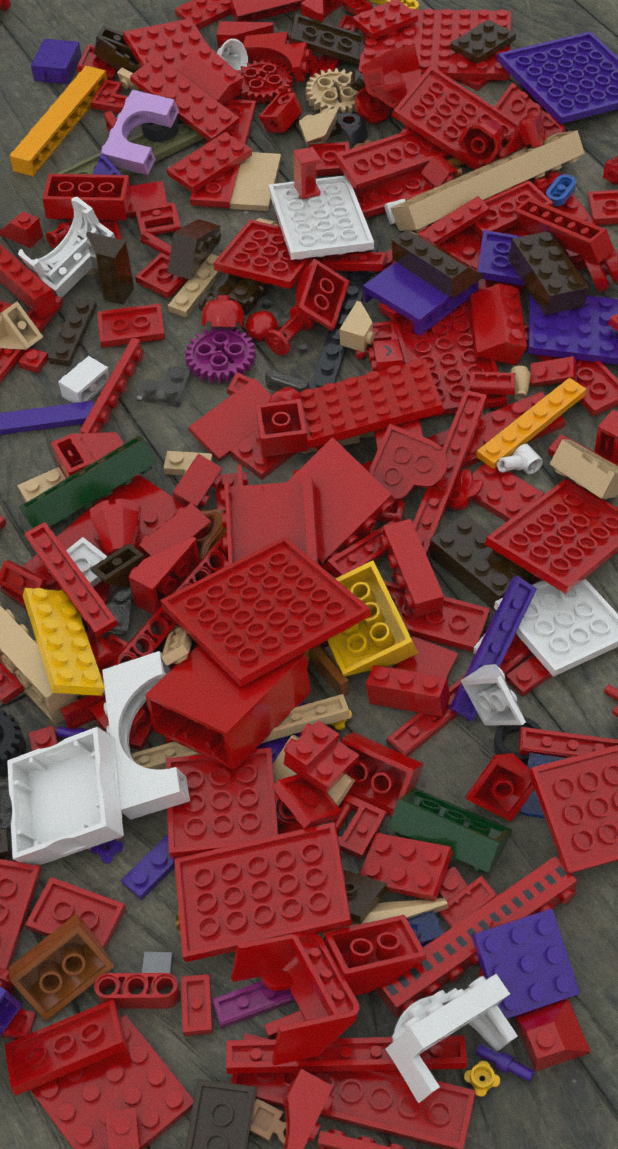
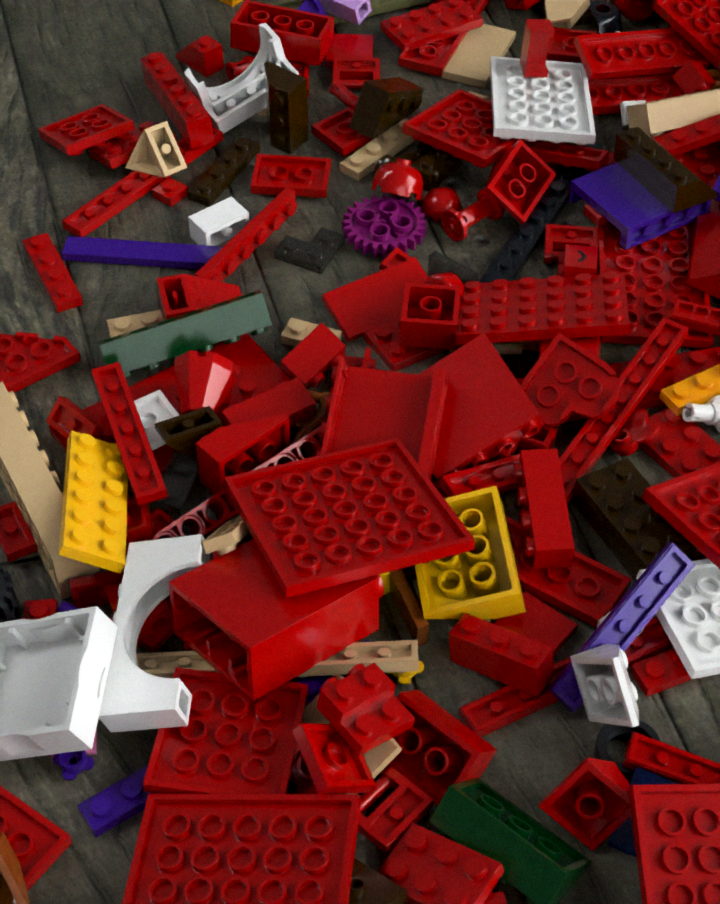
camera: 10 degrees right, 5 degrees down
(357, 329) = (551, 227): tan slope -> none

